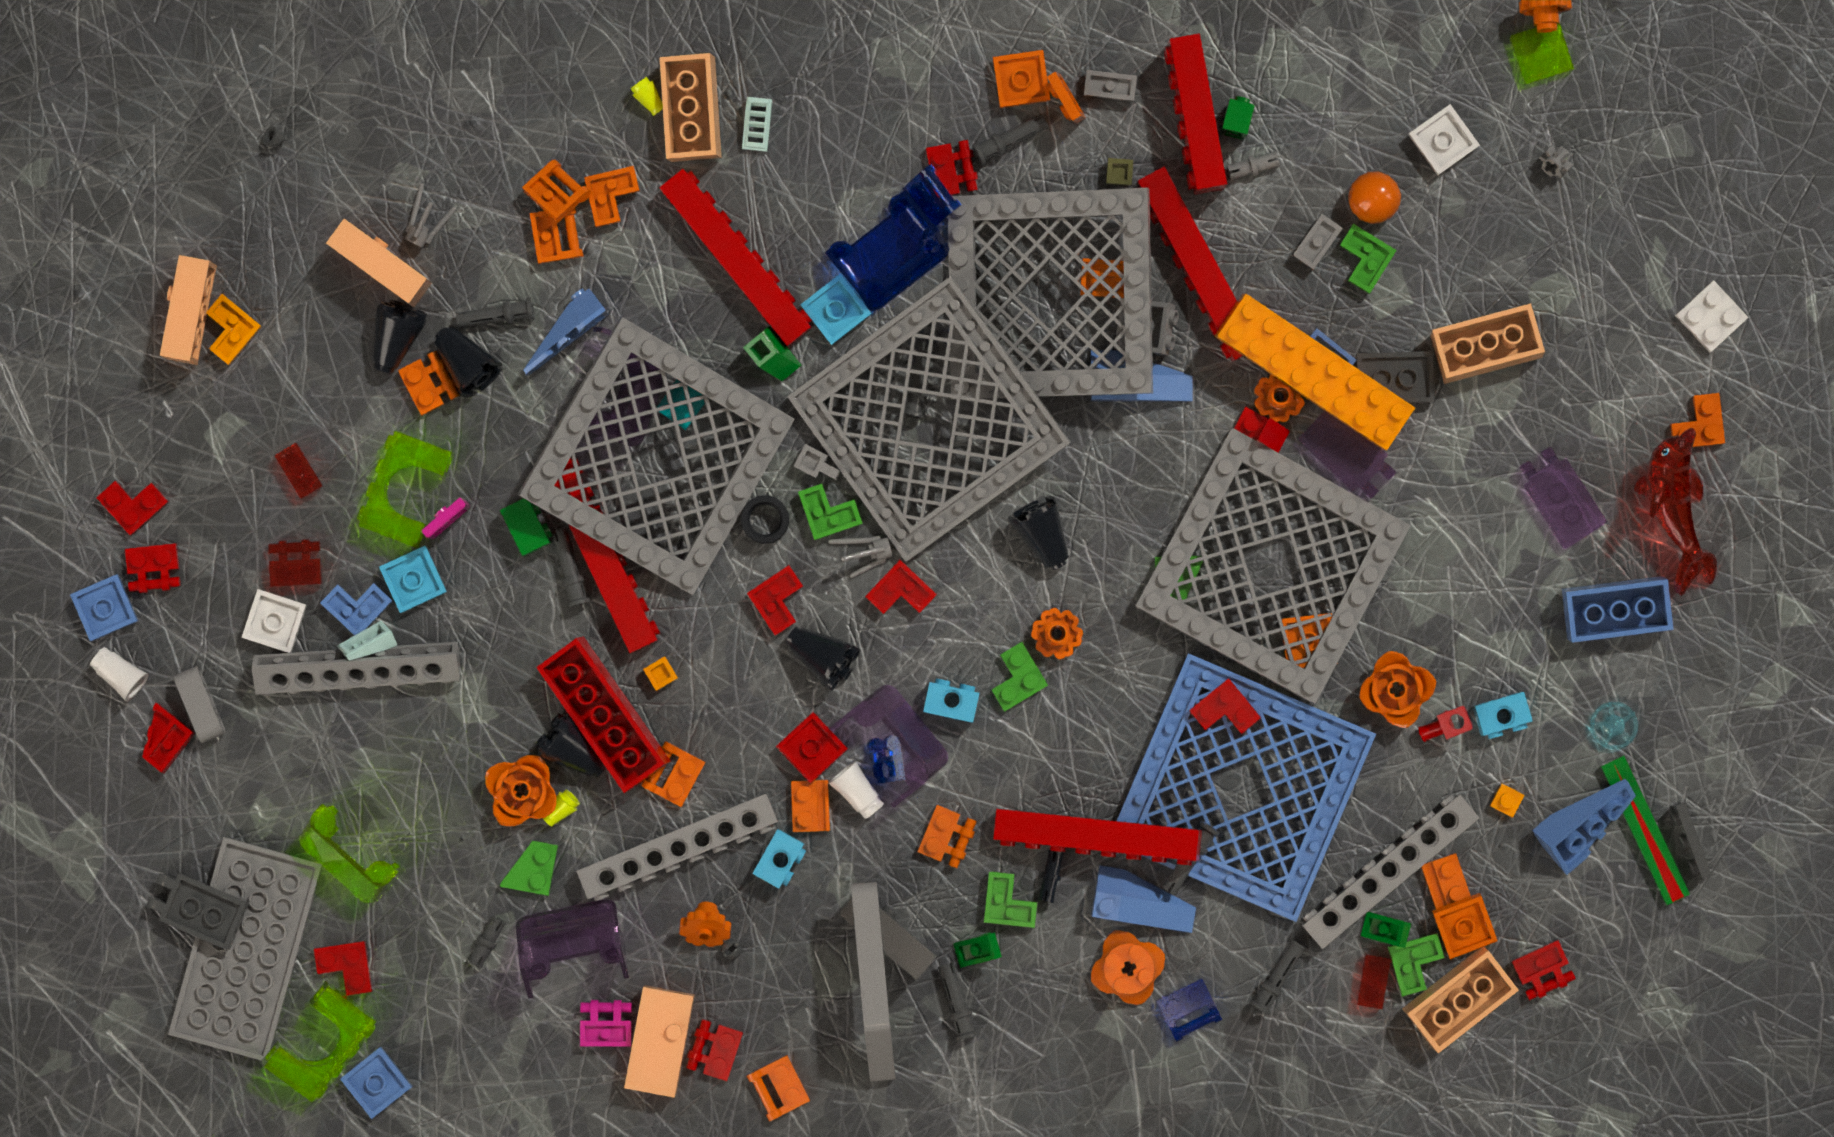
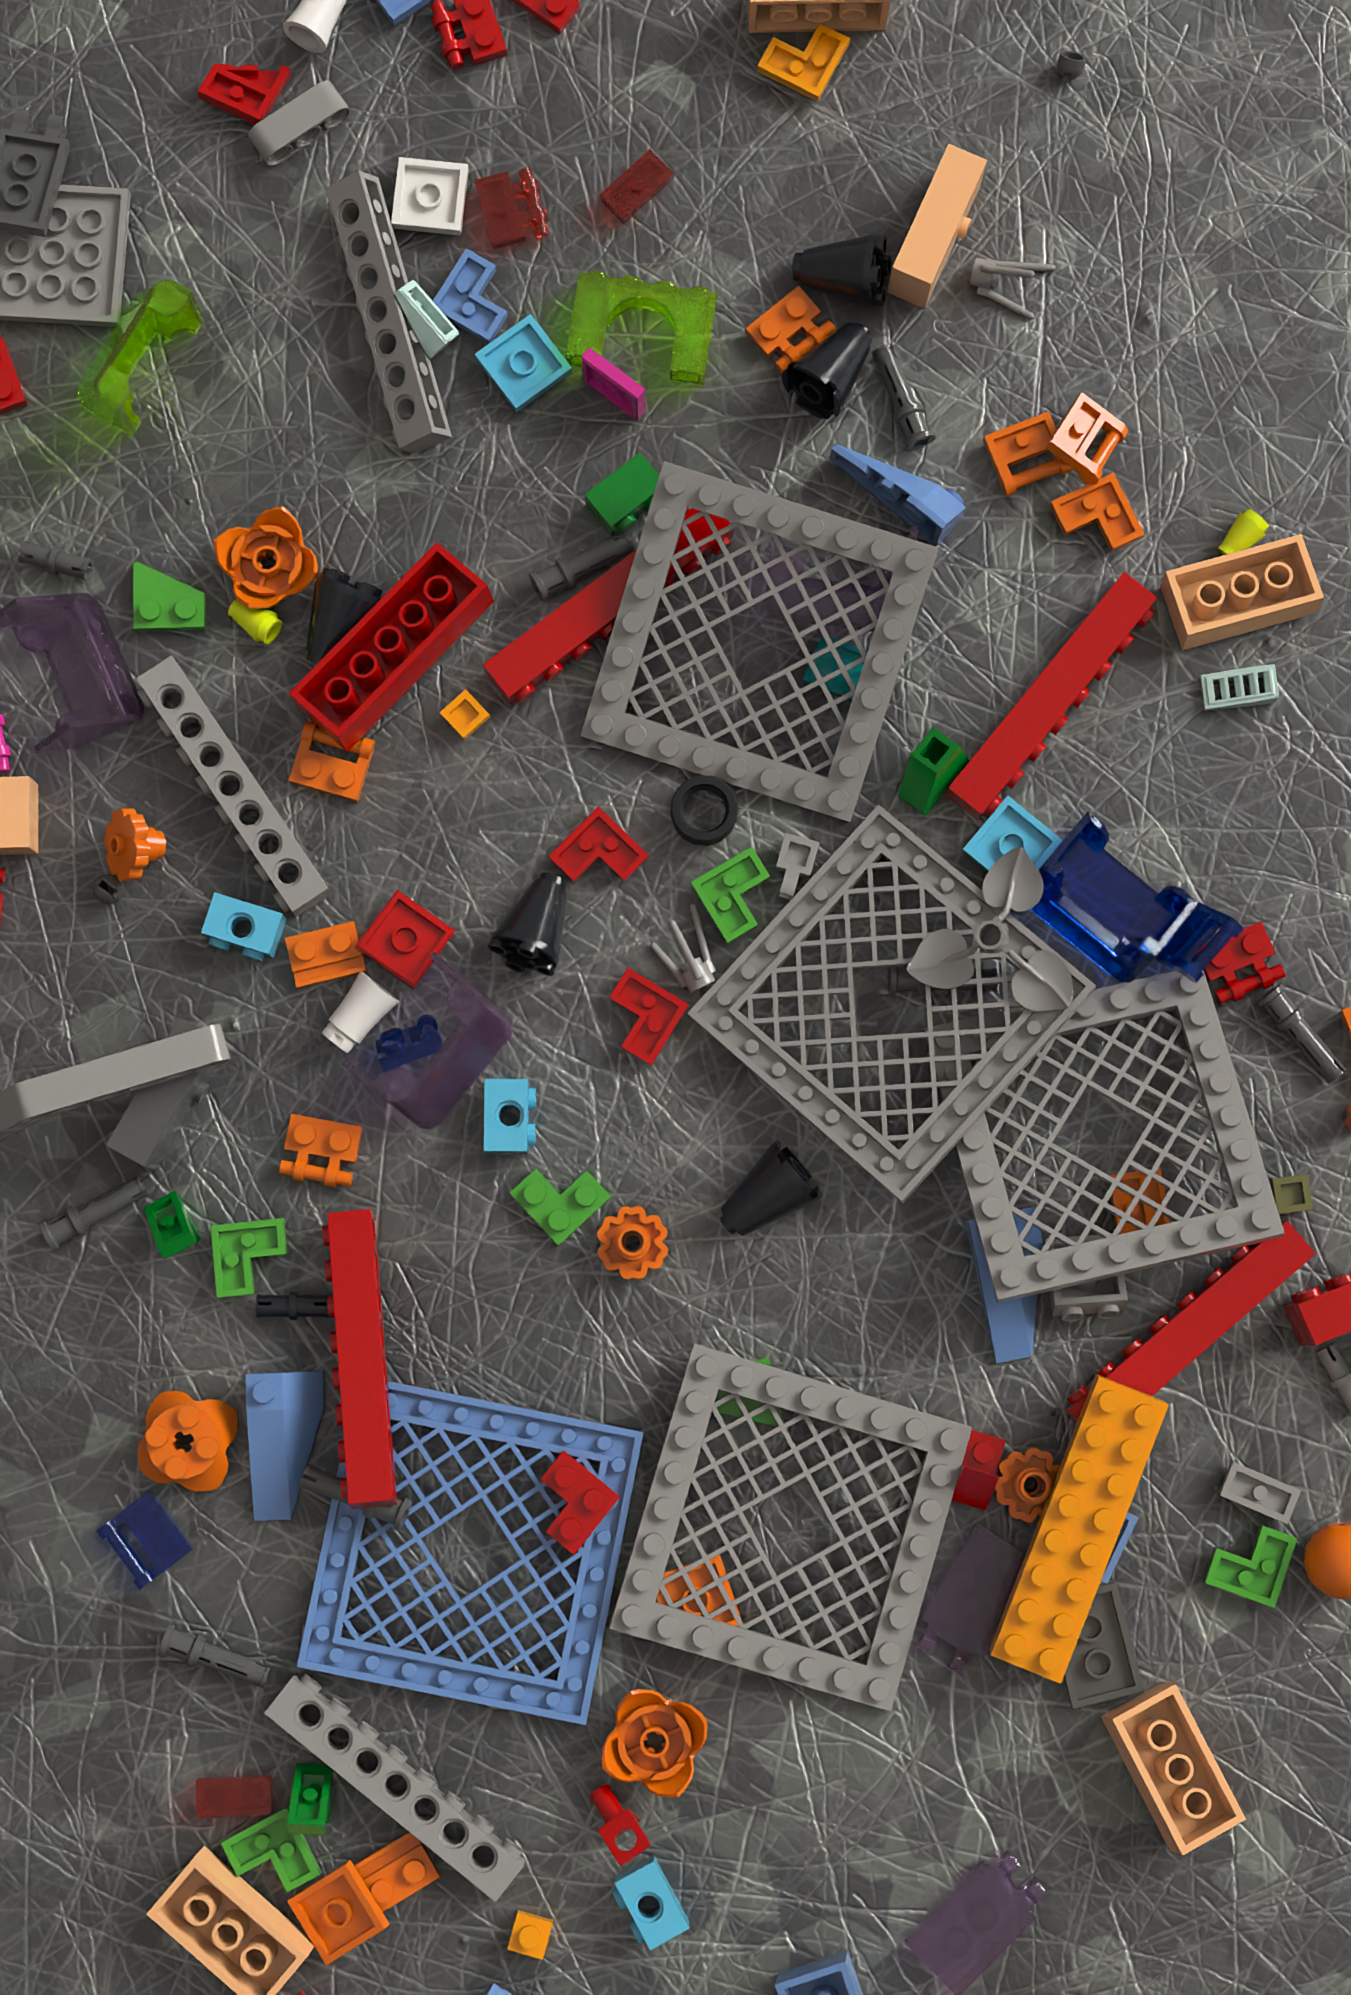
camera: 75 degrees right, 5 degrees down
(908, 375) = (943, 954): none -> light grey plant

